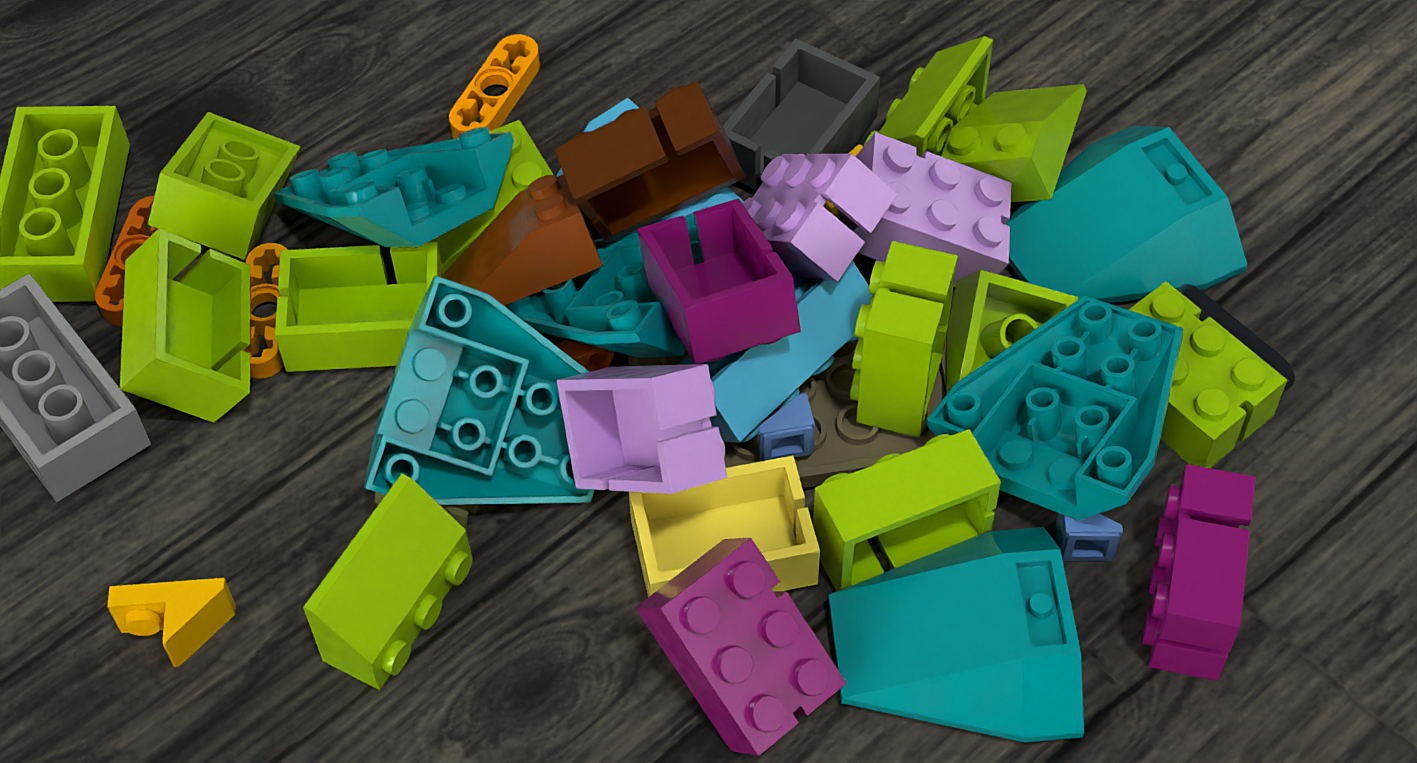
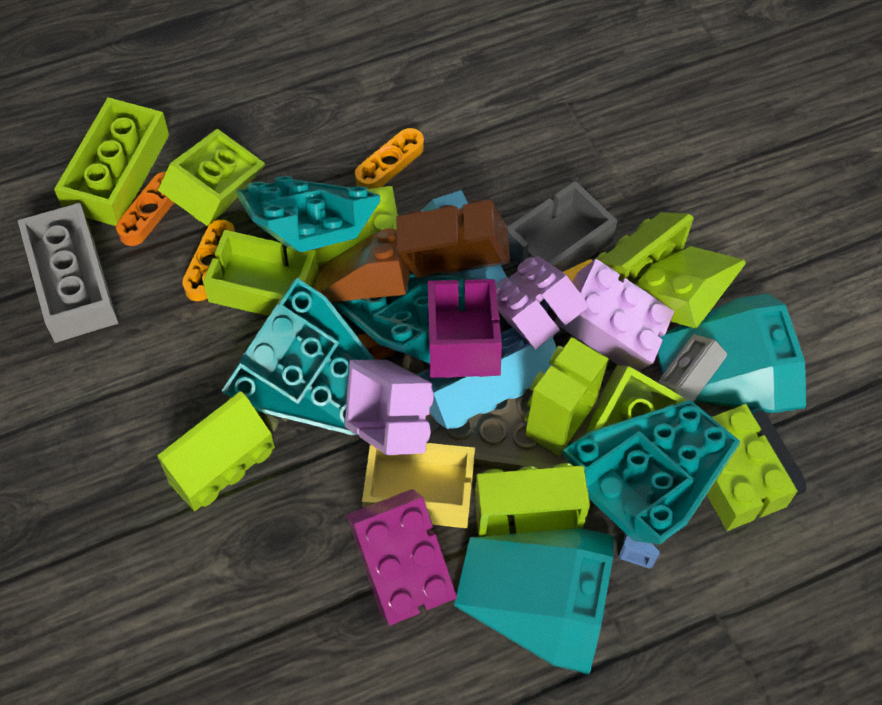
camera: 15 degrees right, 5 degrees up
(184, 610) = (98, 431): yellow slope -> none
(189, 333) = (156, 260): lime piece -> none
(788, 431) = (478, 430): medium blue slope -> none
(1069, 249) = (693, 367): none -> light grey slope
(1199, 572) = (695, 596): magenta piece -> none

